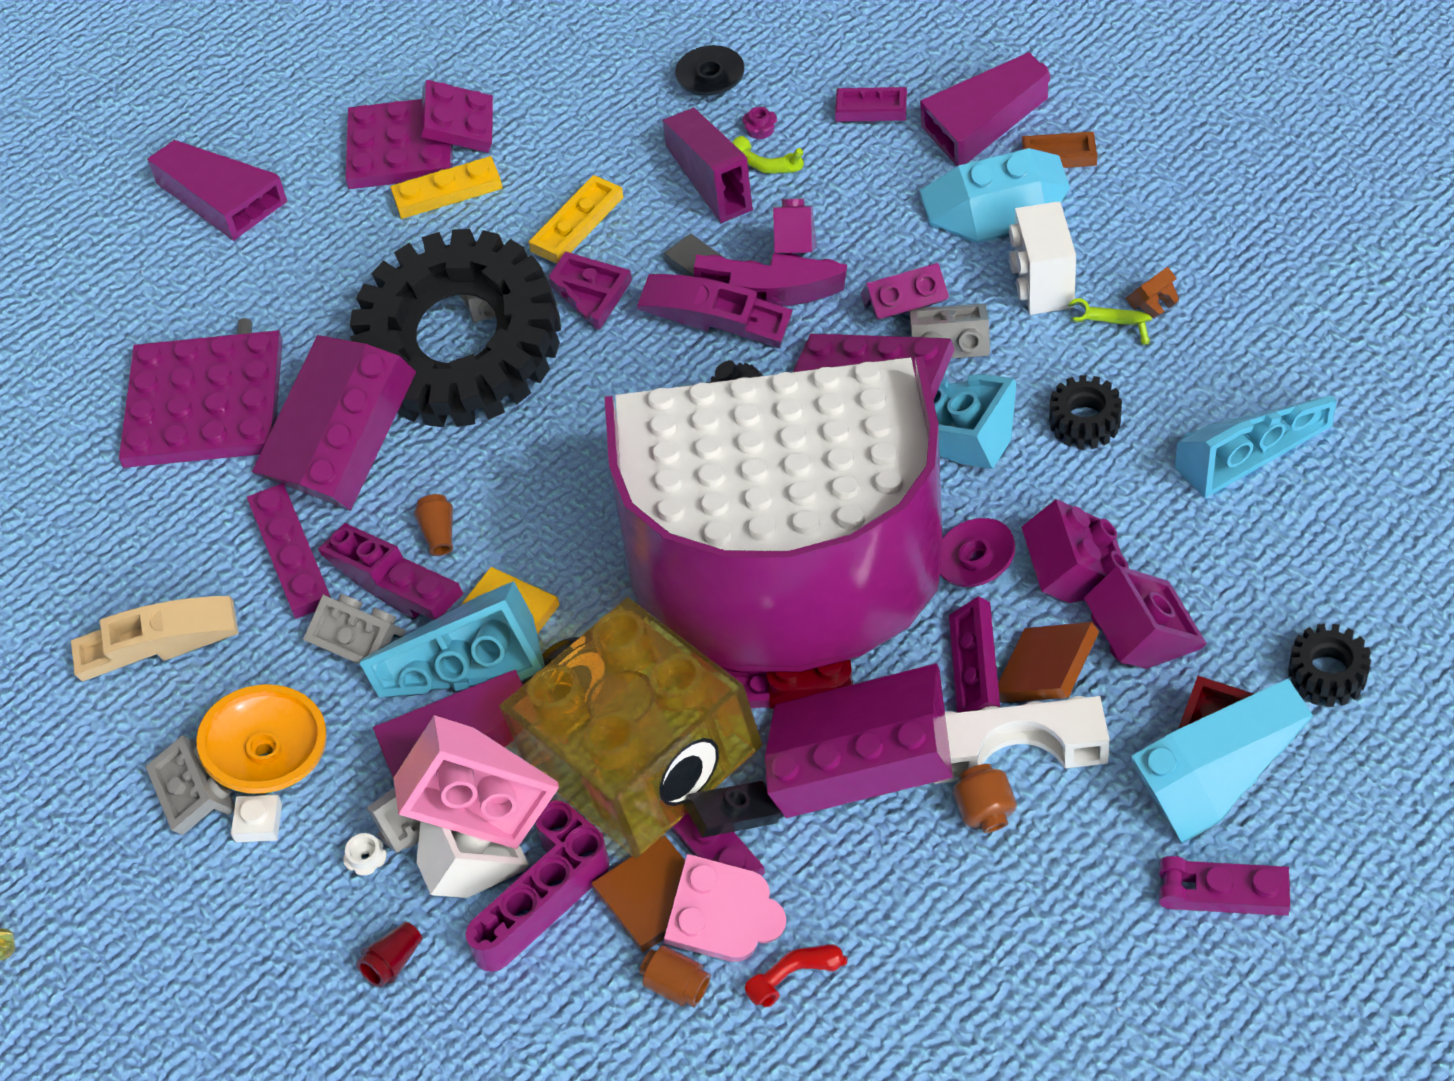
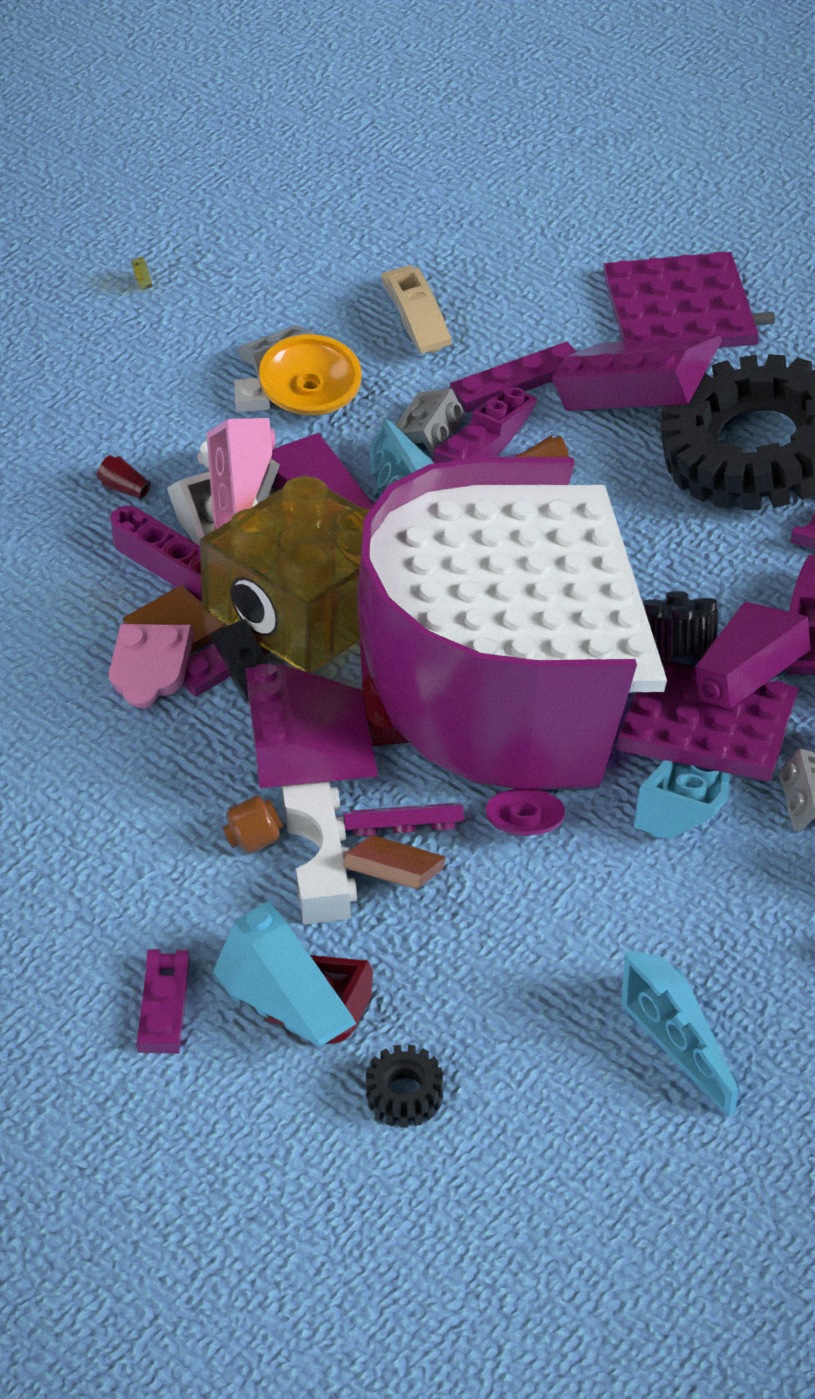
camera: 80 degrees right, 5 degrees down
(674, 976) = (92, 639): dark orange brick -> none
(782, 341) = (750, 653): none -> magenta slope
(825, 957) = (101, 720): red piece -> none
(1071, 550) = (529, 891): magenta slope -> none
(1085, 429) = (714, 881): black tyre -> none
(1142, 618) = (454, 942): magenta slope -> none

